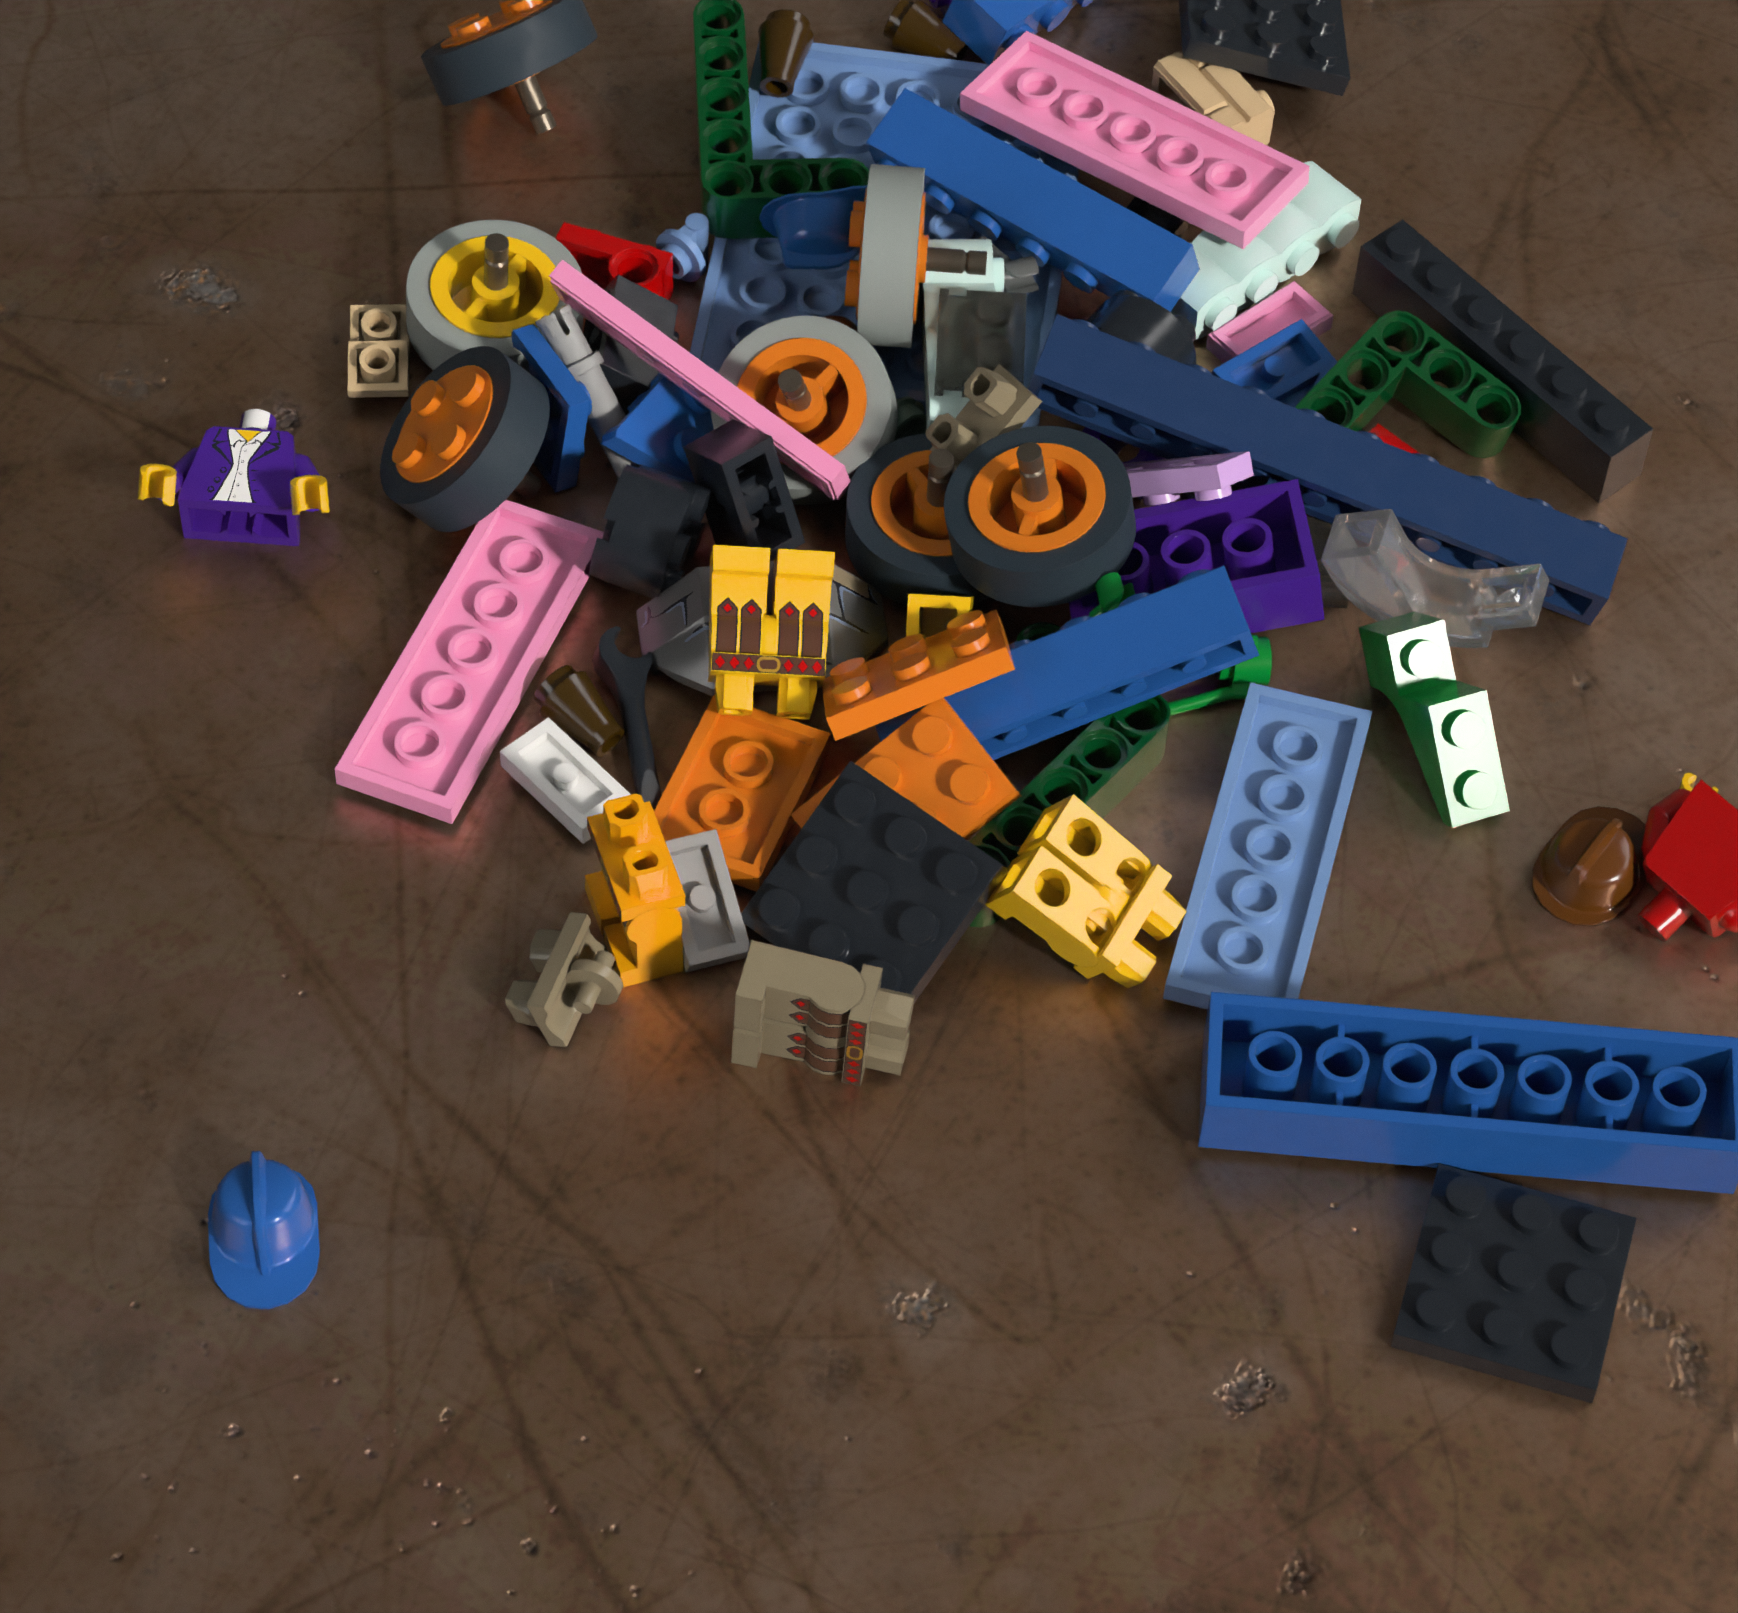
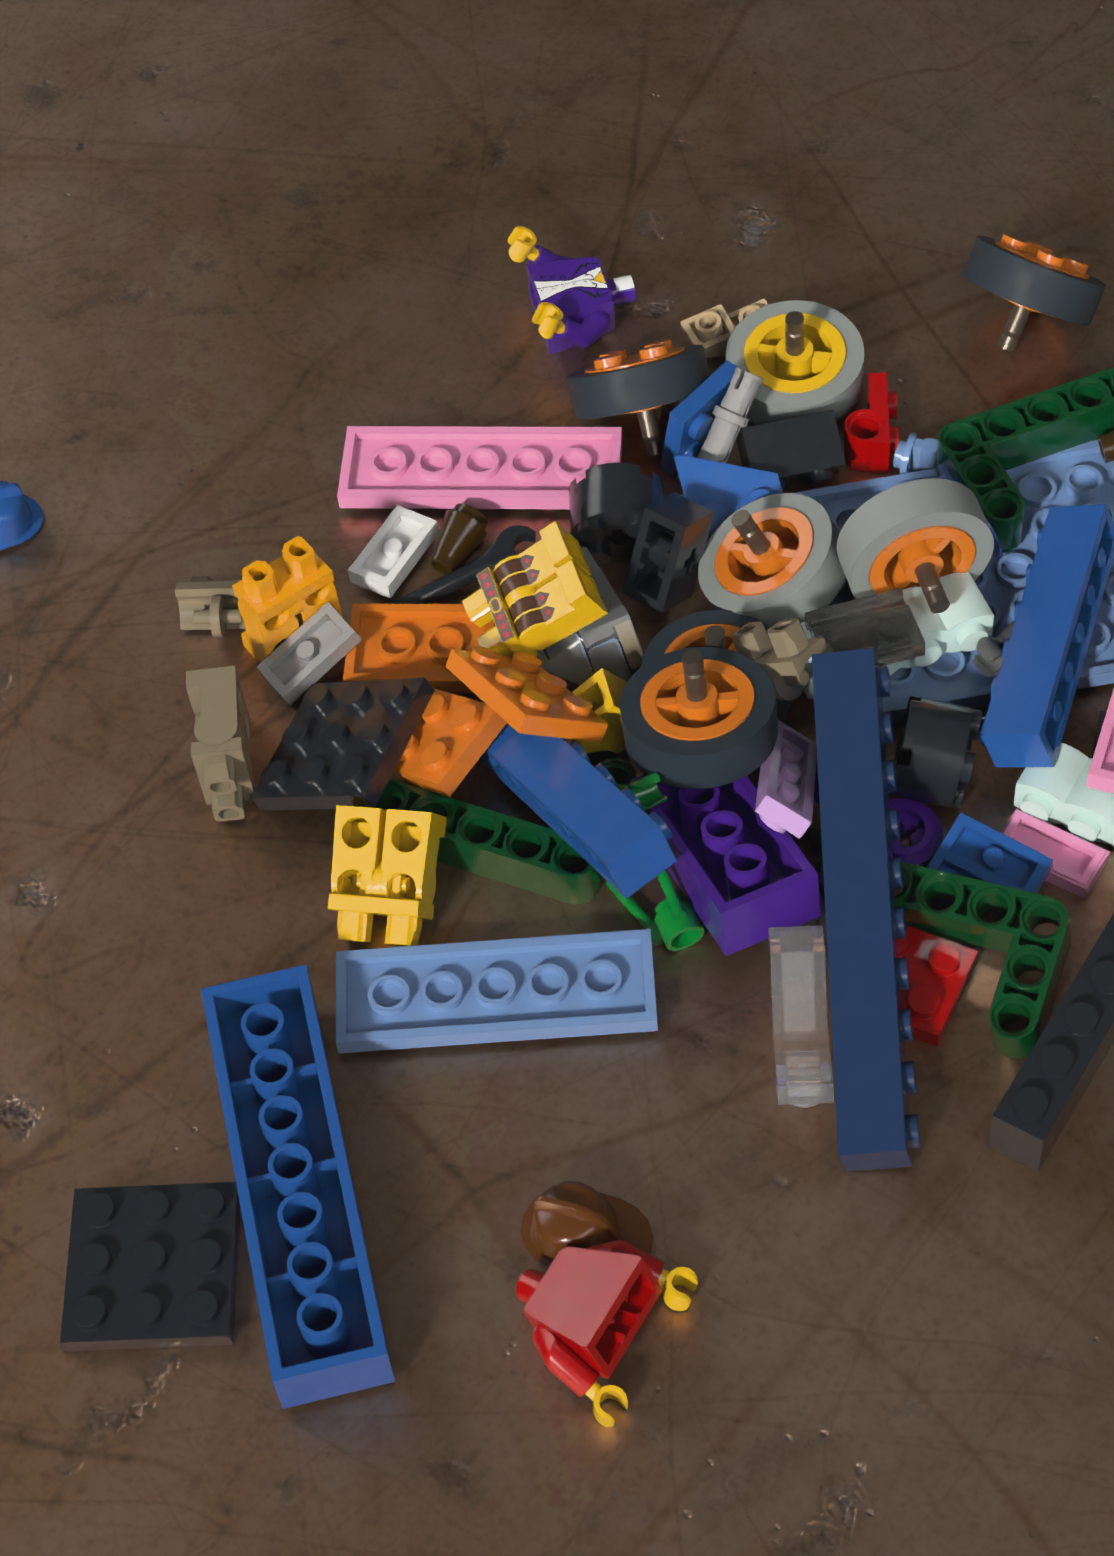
camera: 80 degrees right, 0 degrees up
(697, 378) = (741, 481): bright pink tile -> none
(1443, 717) = (662, 1065): arch -> none

